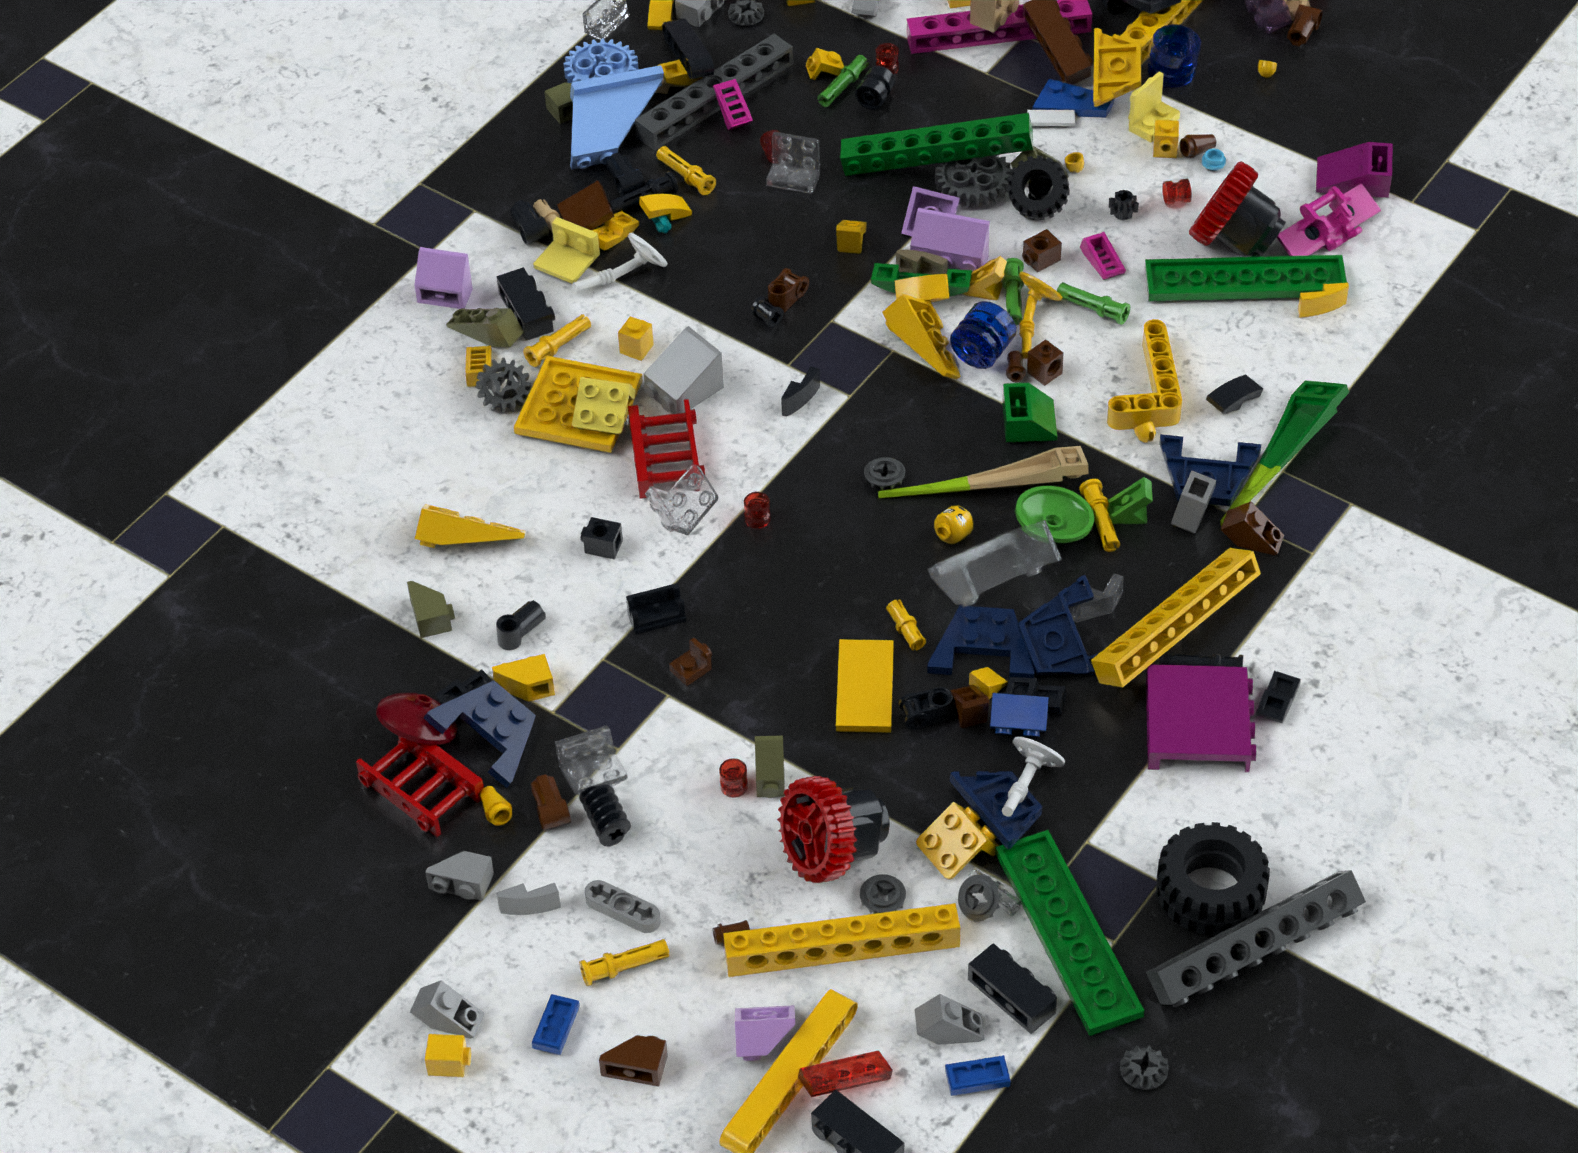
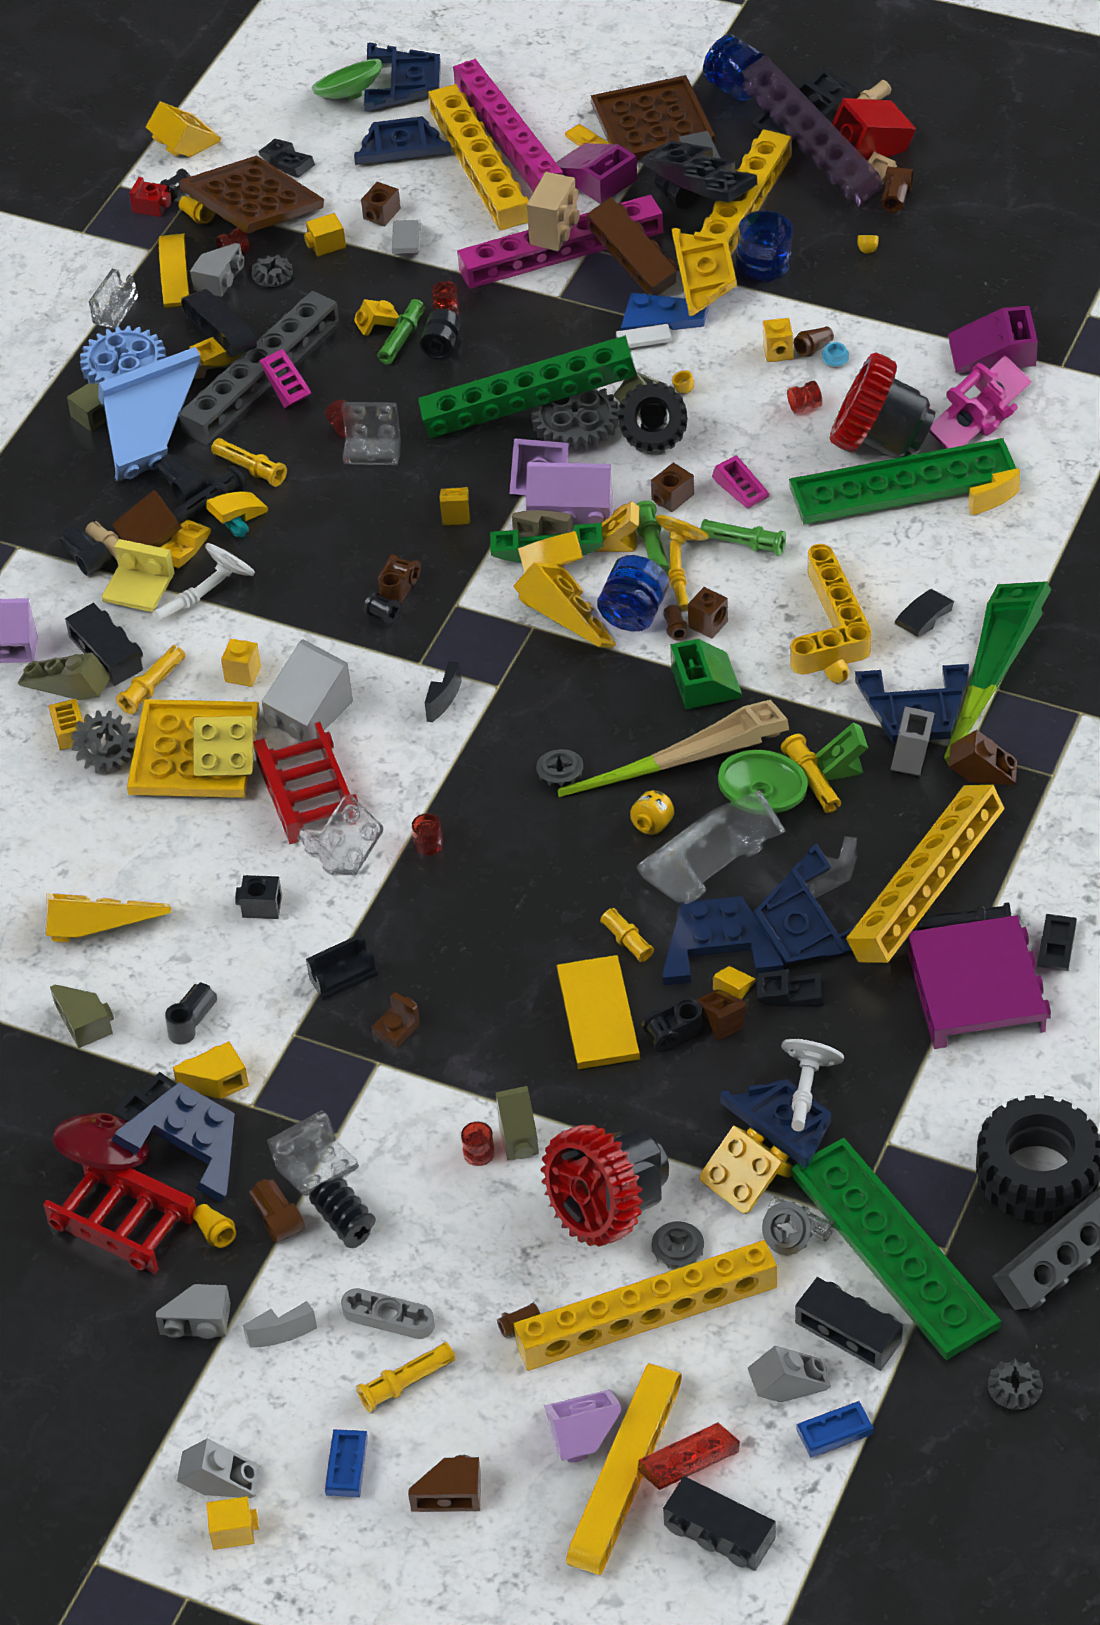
camera: 10 degrees left, 0 degrees up
(1018, 713) = (778, 1013): blue brick -> none
(1123, 205) = (749, 421): black gear -> none
(1148, 107) = (751, 310): light yellow bracket -> none

